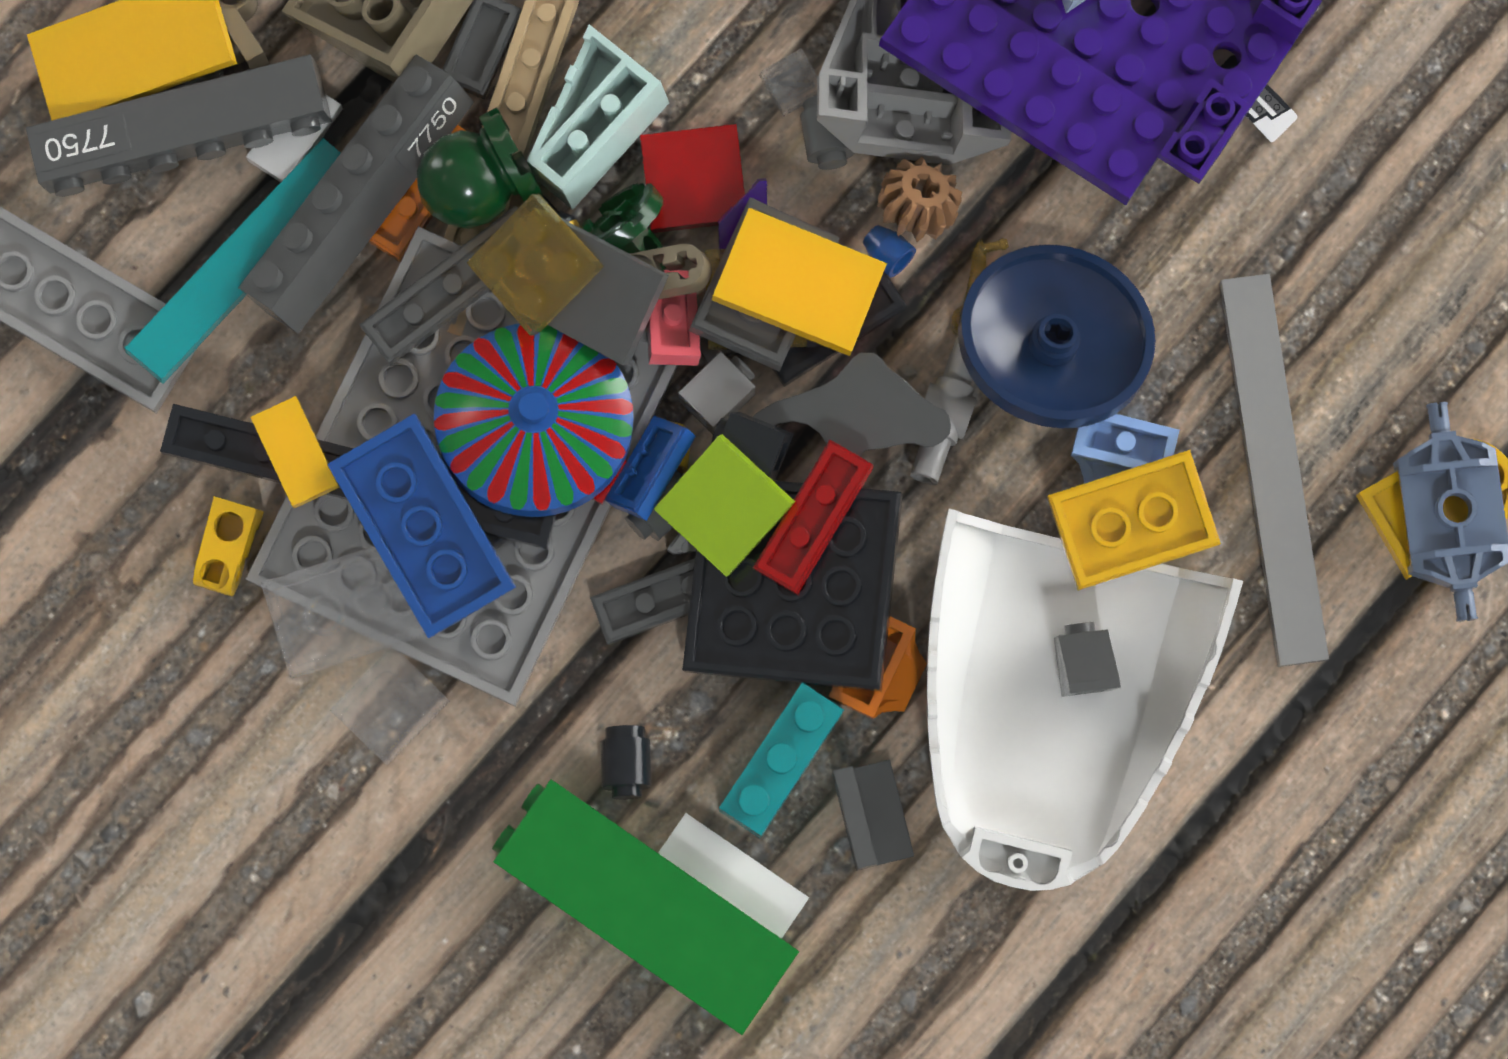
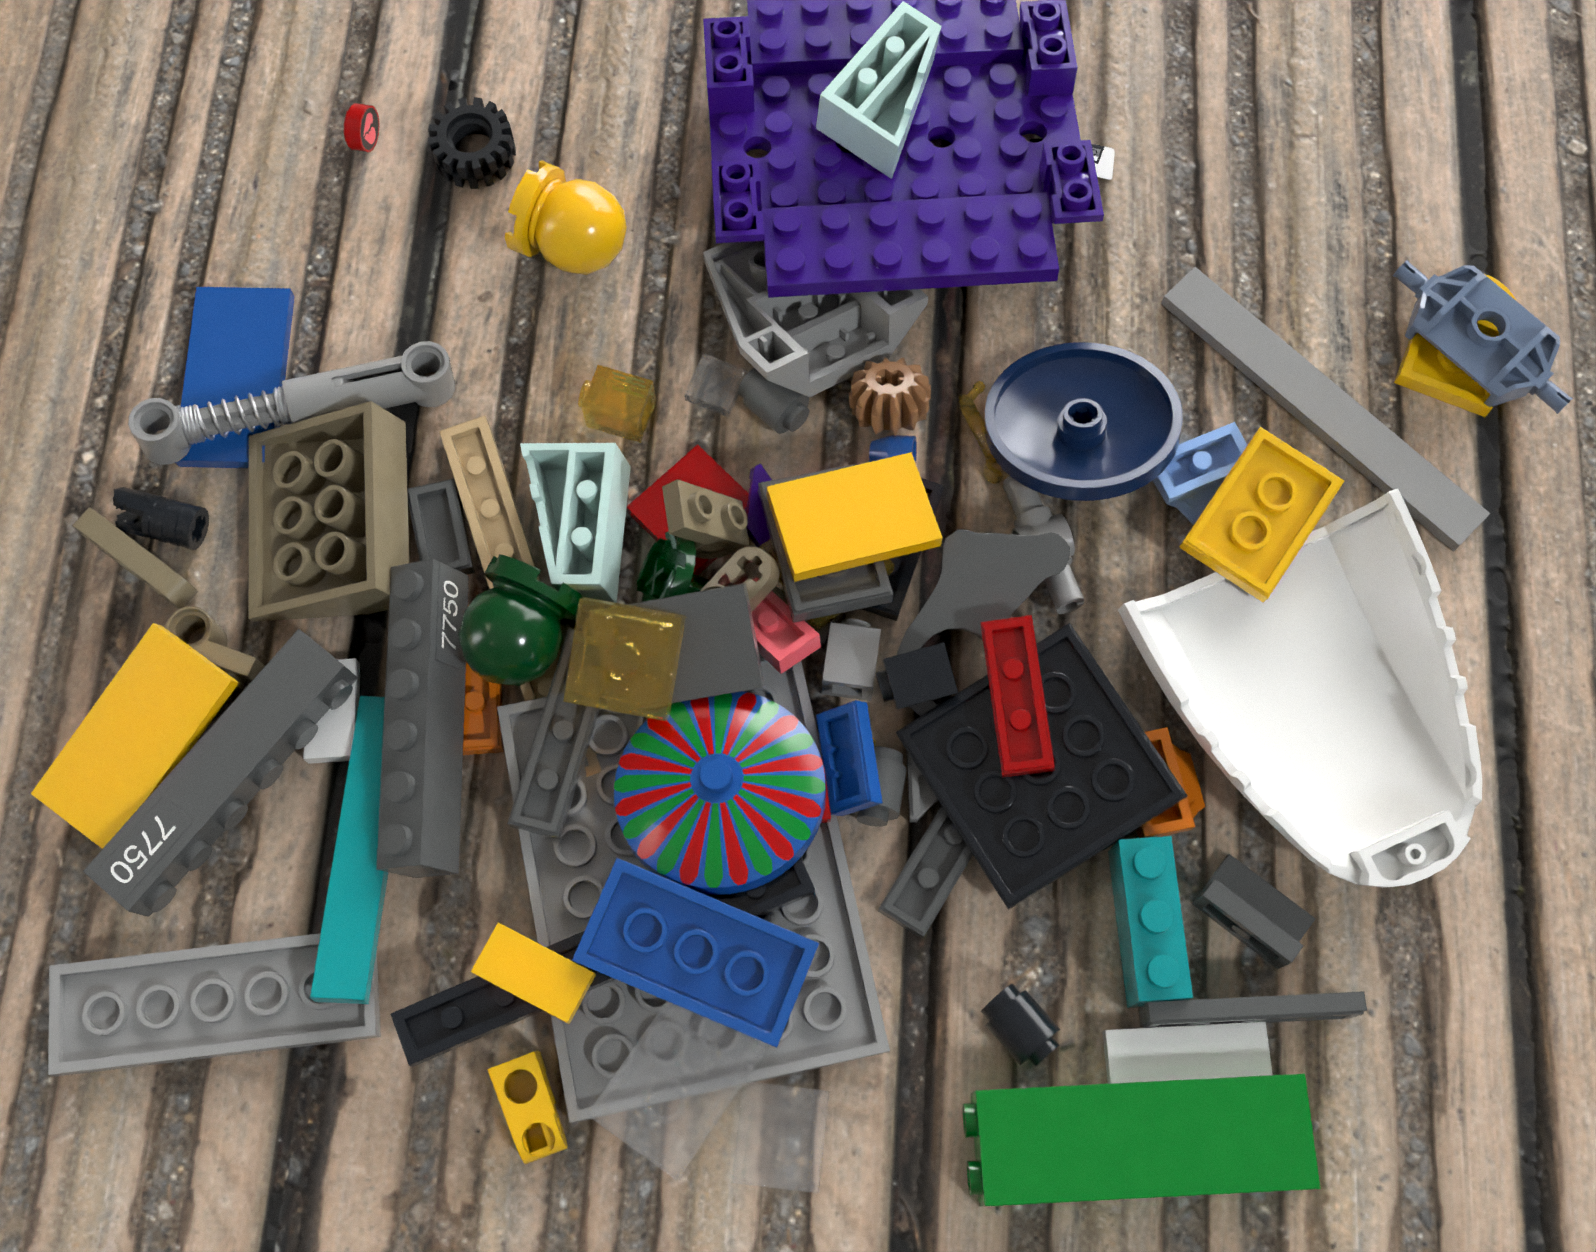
camera: 35 degrees left, 10 degrees down
(685, 196) = (707, 518): none -> dark tan plate
(697, 41) = (617, 403): none -> clear yellow brick
(724, 505) = (938, 740): lime tile -> none
(804, 881) = (1253, 1009): none -> dark grey tile
(1085, 660) = (1325, 650): dark grey slope -> none

